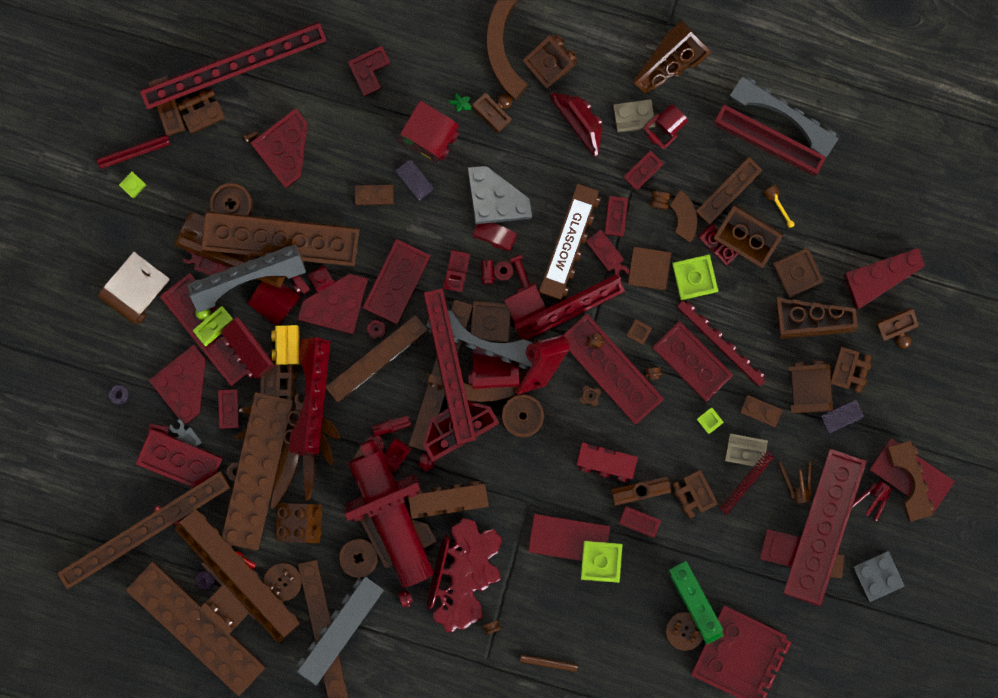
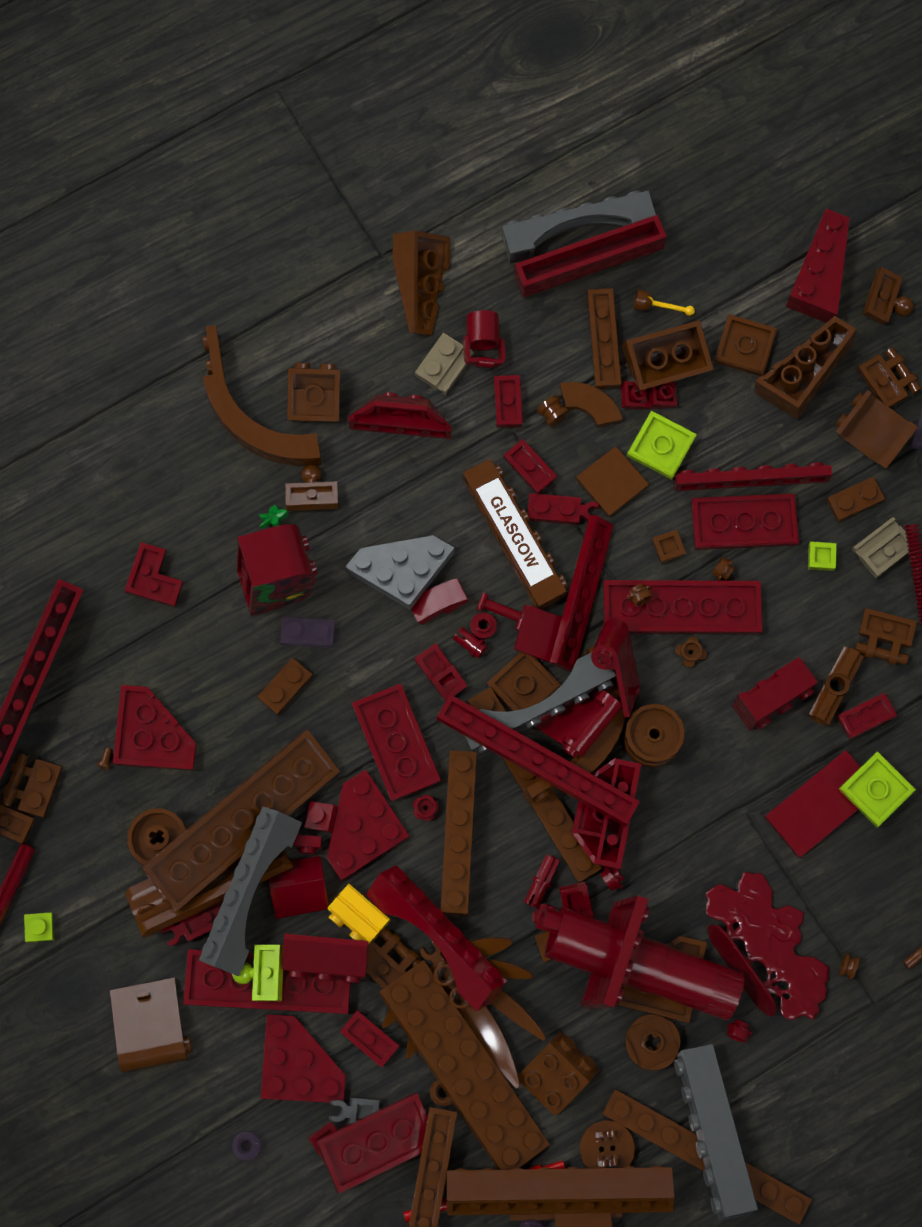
camera: 55 degrees left, 10 degrees down
(448, 501) = (676, 888): reddish brown wedge -> none

